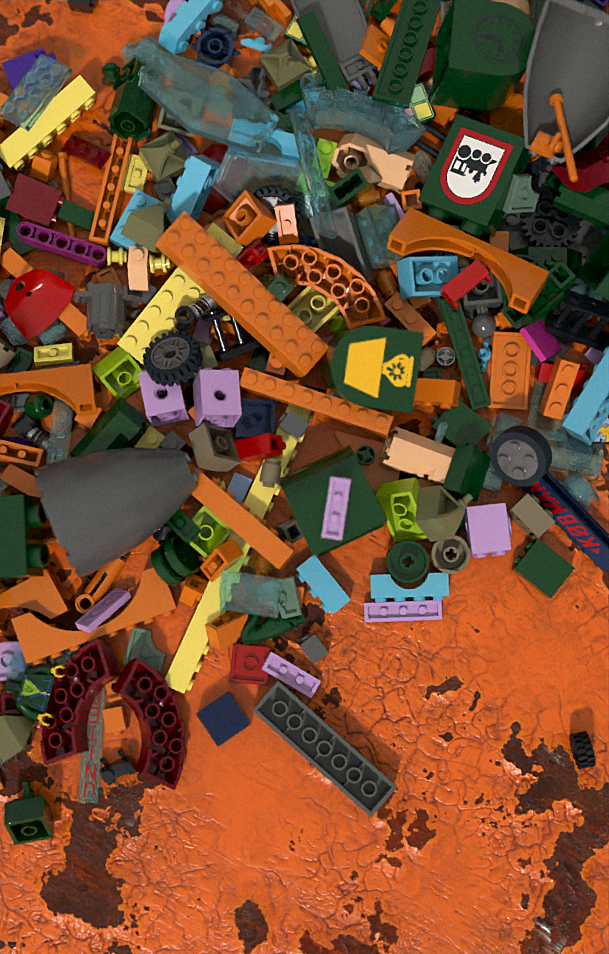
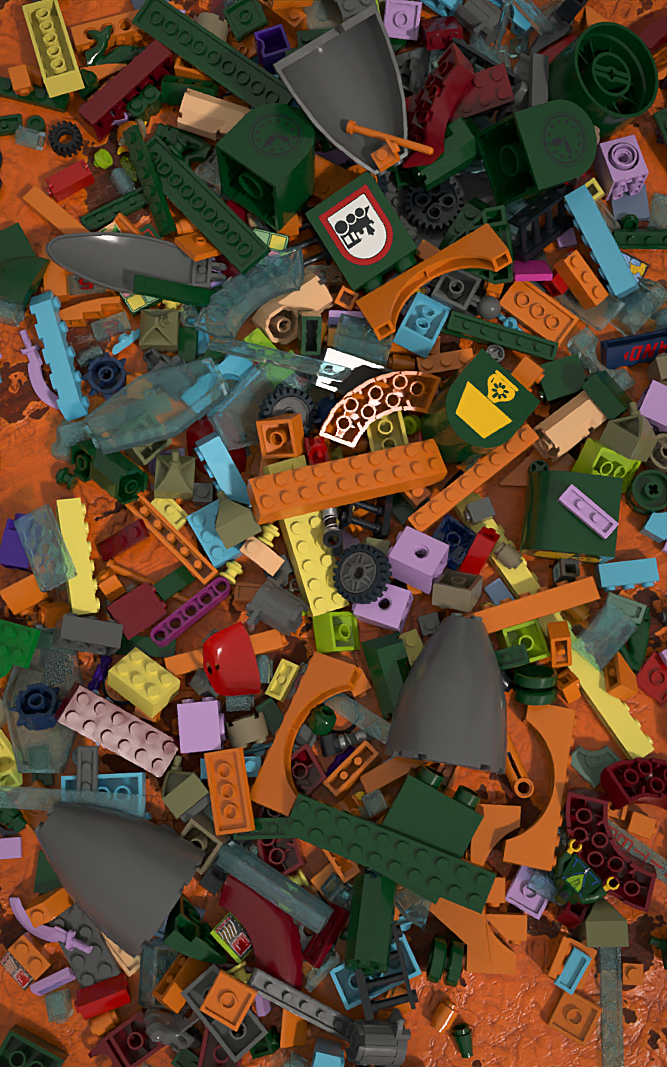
camera: 60 degrees left, 5 degrees down
(103, 610) = (540, 774): lavender plate -> none
(282, 286) = (360, 442): dark green brick -> none
(287, 223) = (306, 406): plate -> none
(440, 432) = (559, 395): clear light blue tile -> none
(465, 282) = (449, 297): red brick -> none
(520, 195) = (405, 208): sand green tile -> none
(521, 456) = (622, 342): wheel -> none

